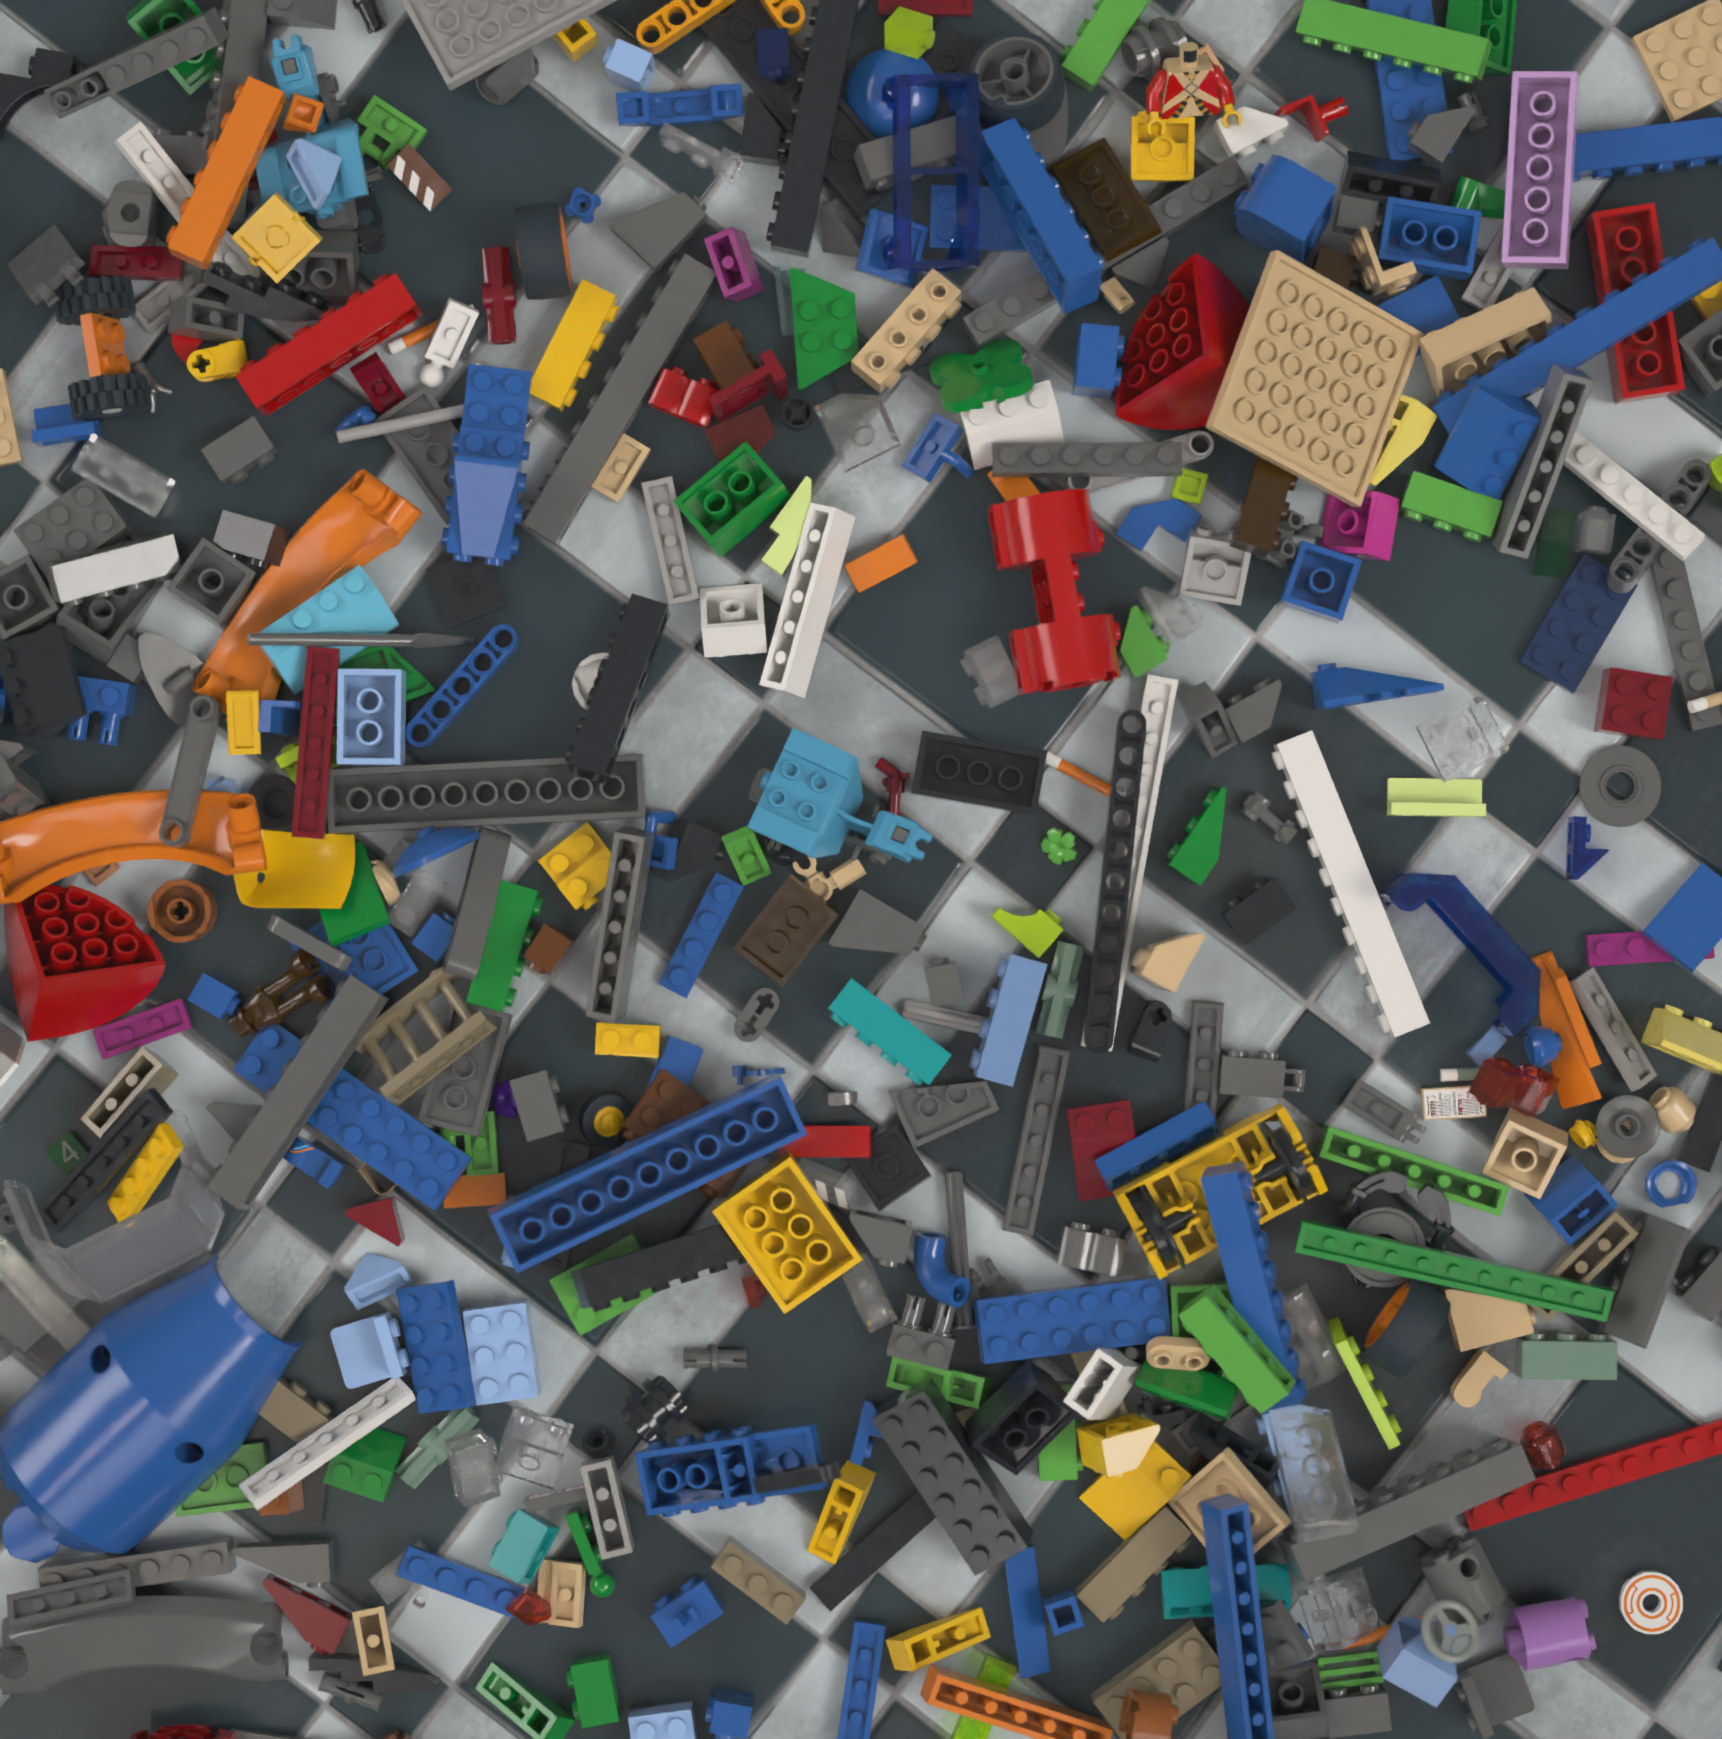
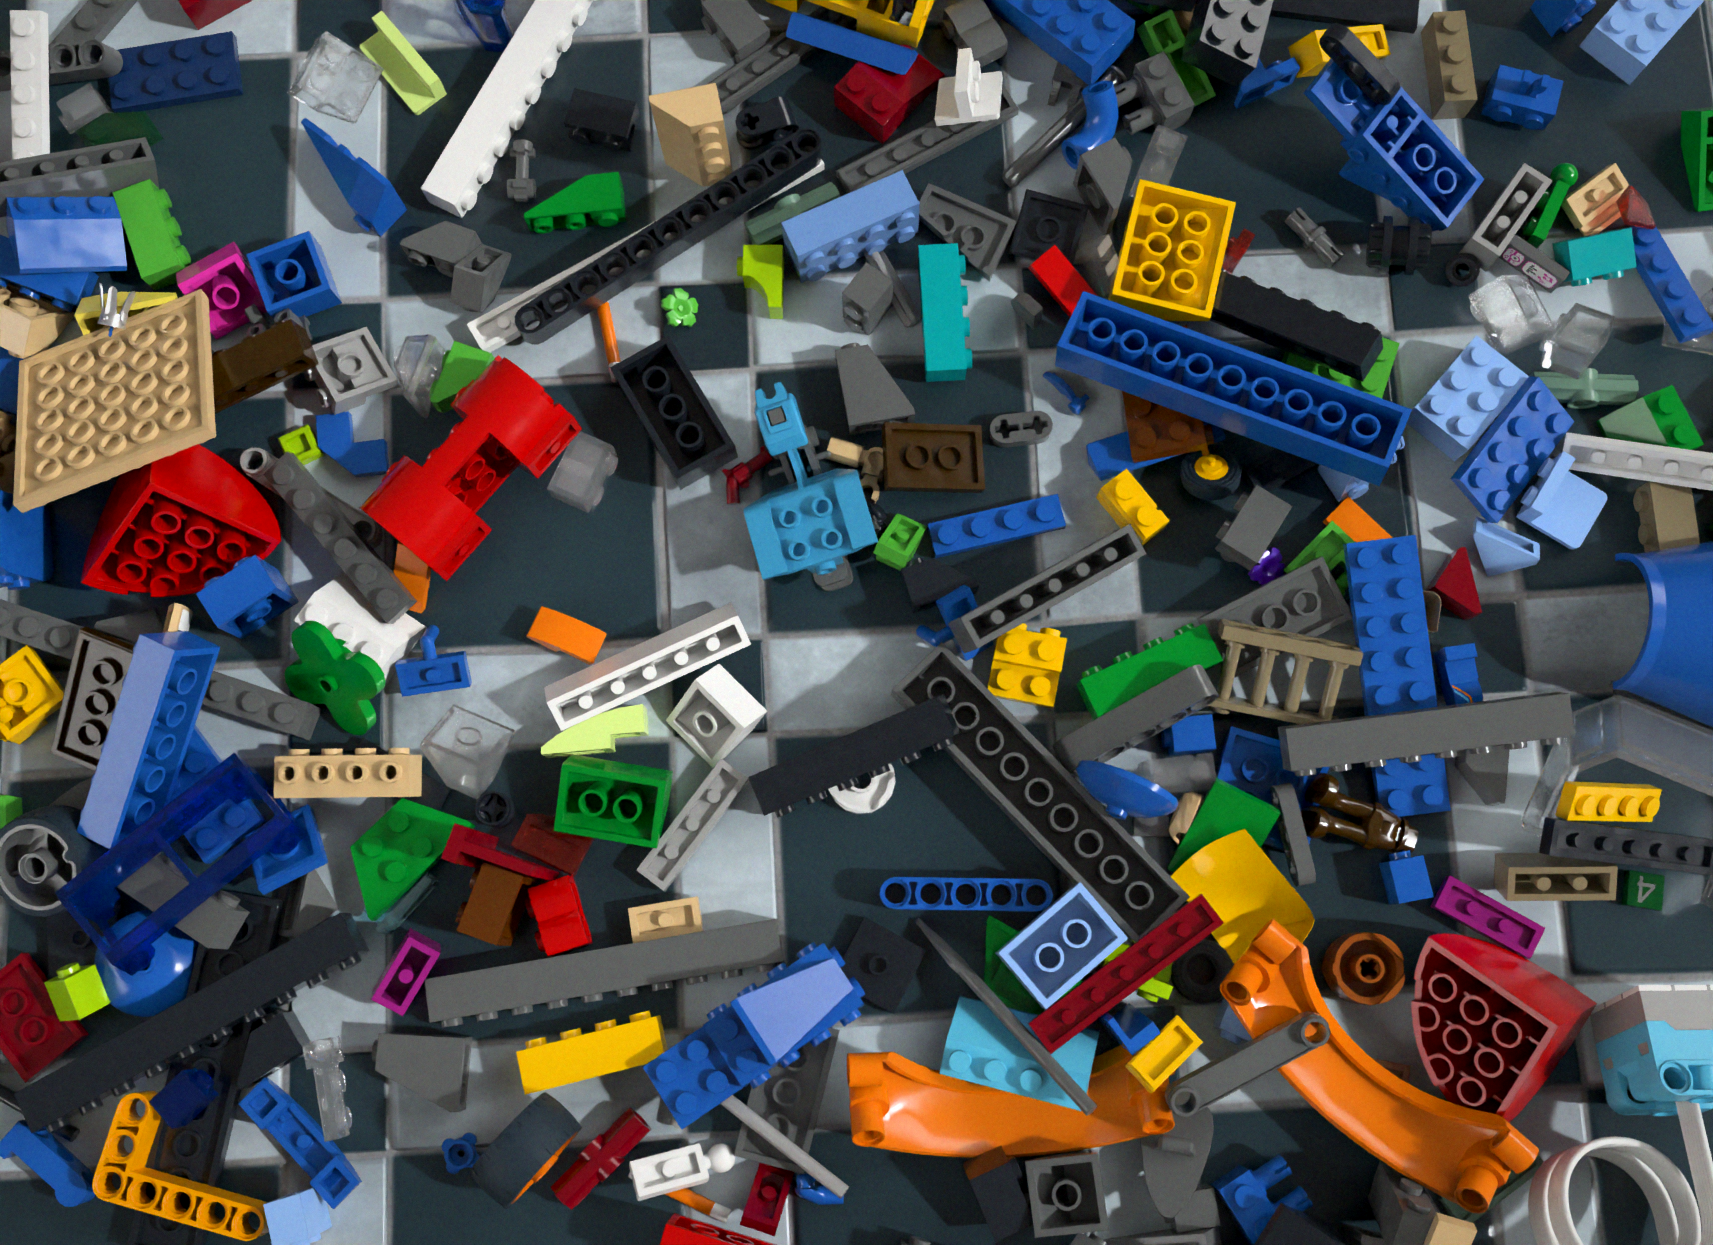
camera: 125 degrees left, 10 degrees down
(548, 949) = (1119, 630): reddish brown brick -> none
(594, 1690) = (1645, 115): green brick -> none
(1040, 1197) = (969, 94): none -> white bracket
(1392, 432) = (109, 313): none -> flat silver piece

